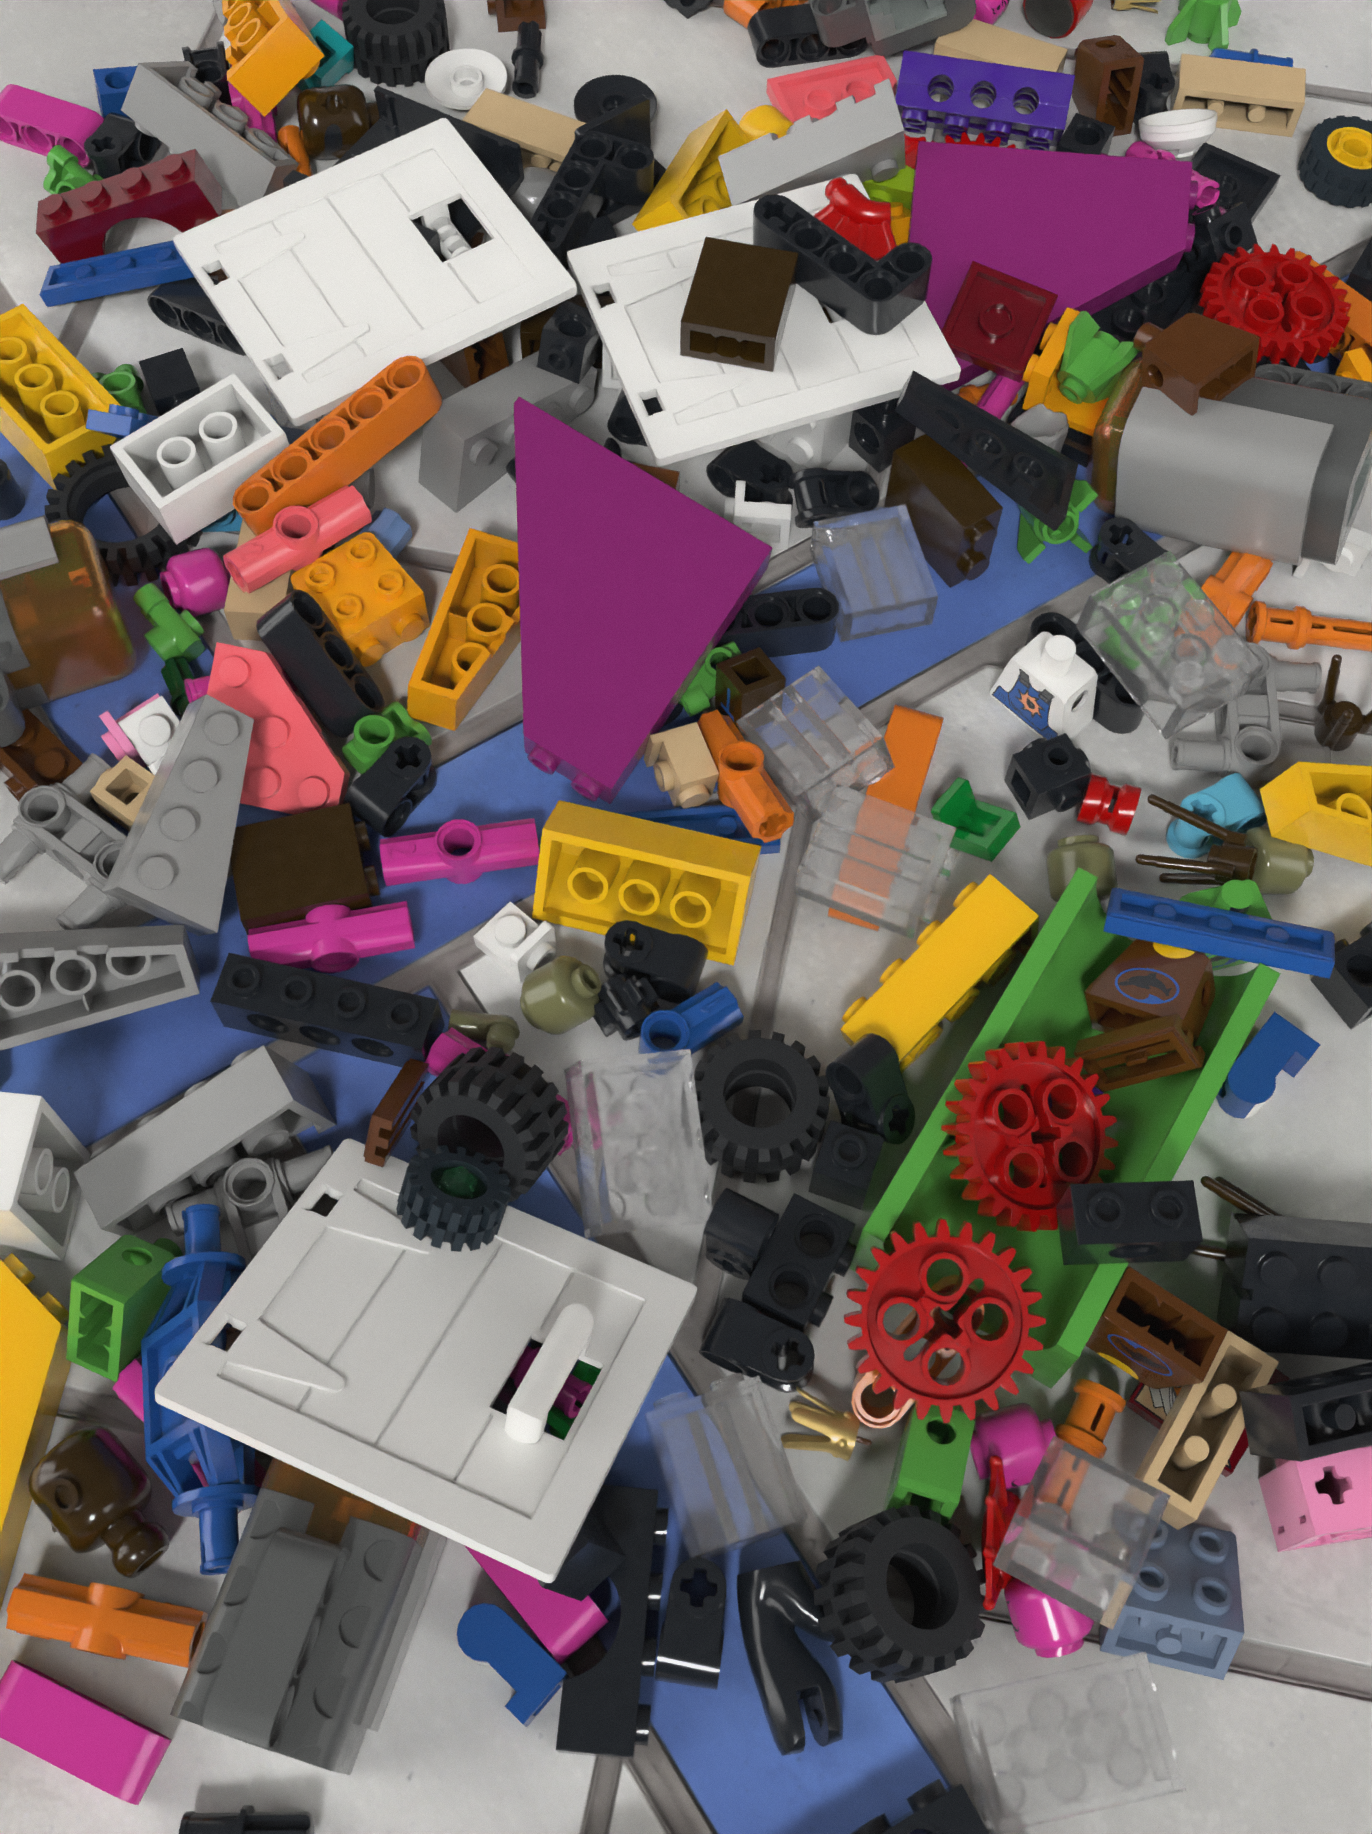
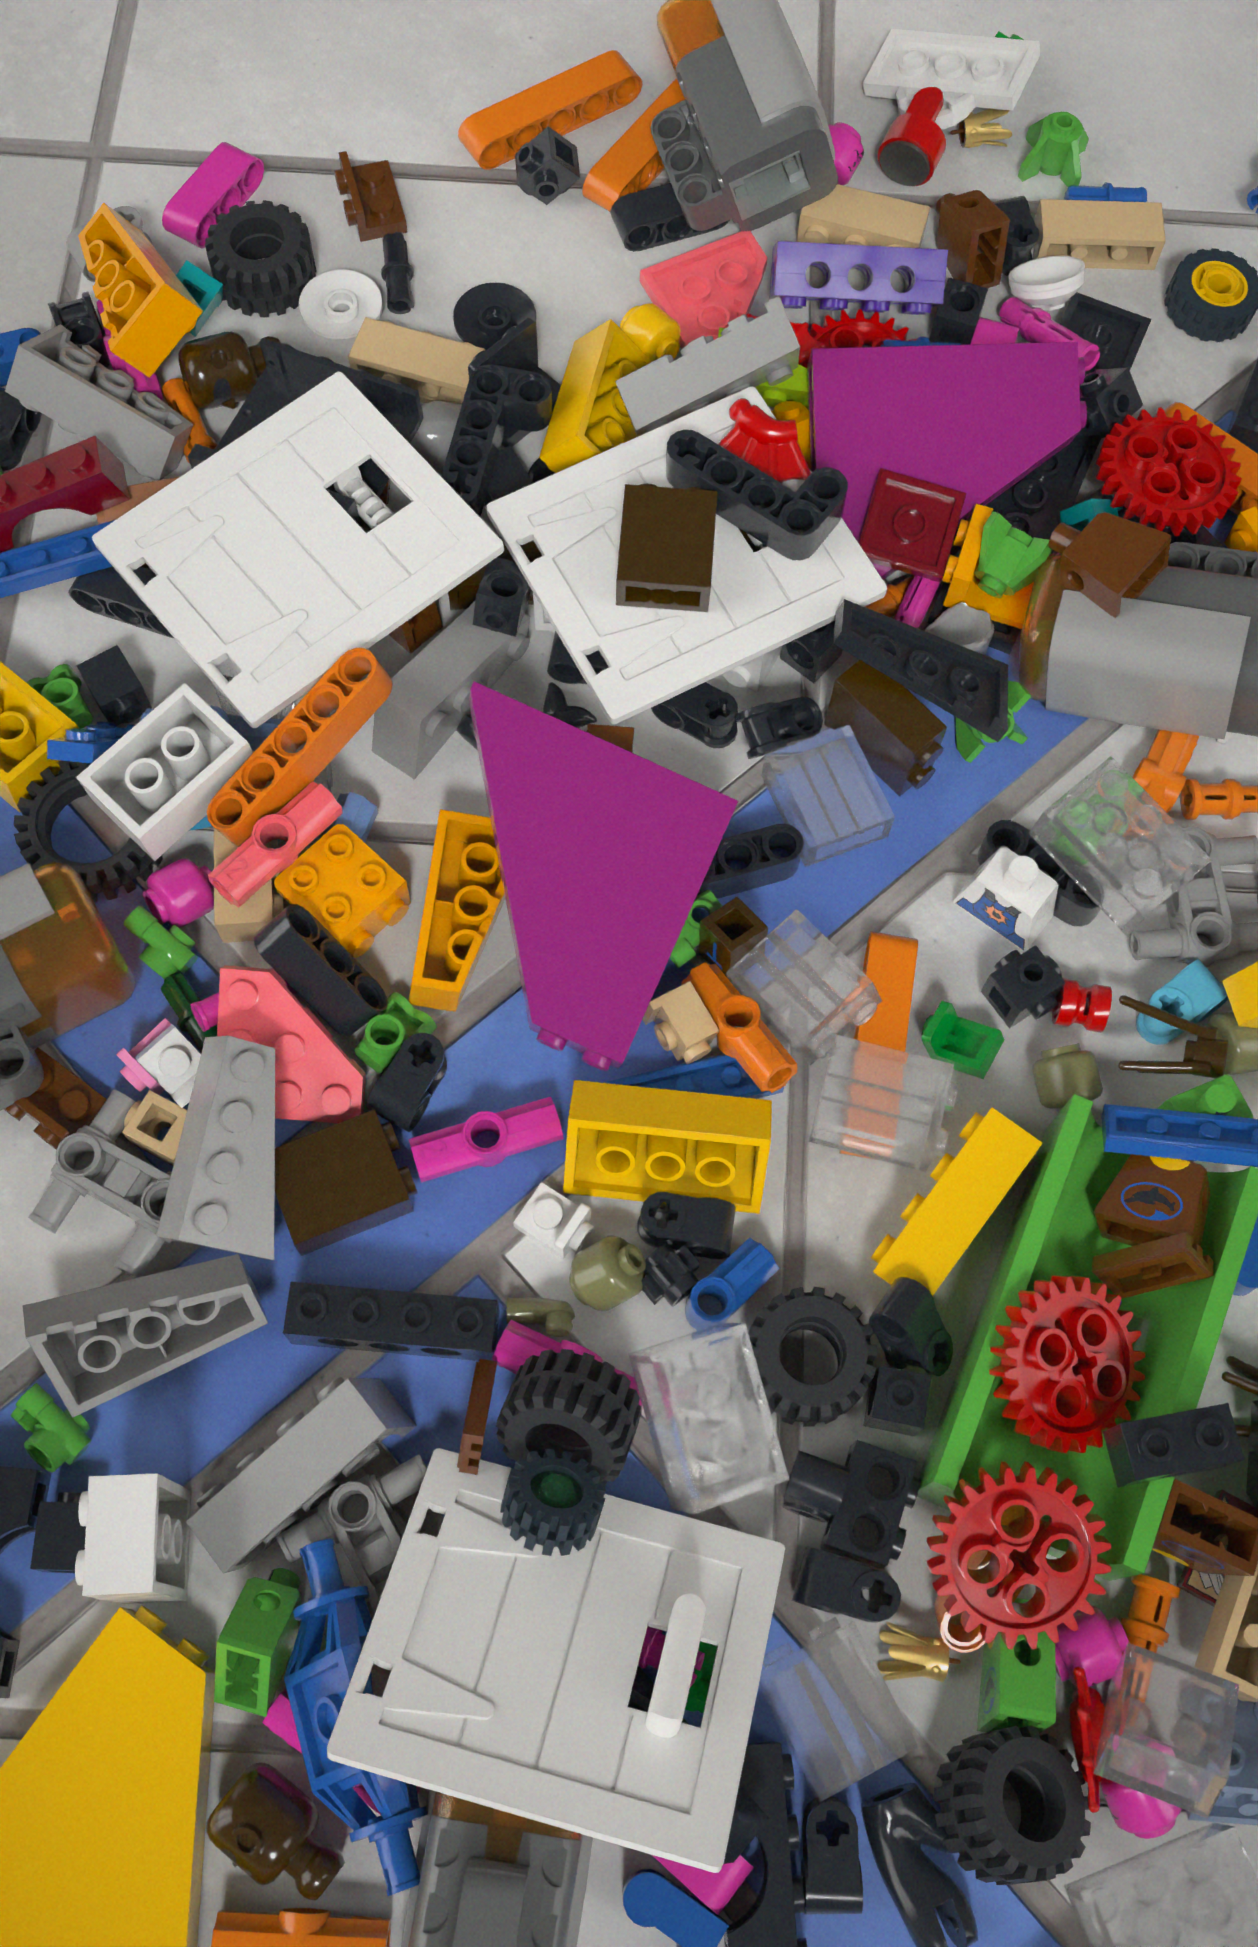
camera: 10 degrees left, 5 degrees up
(334, 937) = (380, 1244): dark pink piece -> none
(761, 519) = (708, 758): white bracket -> none
(1122, 557) = (1070, 753): black piece -> none

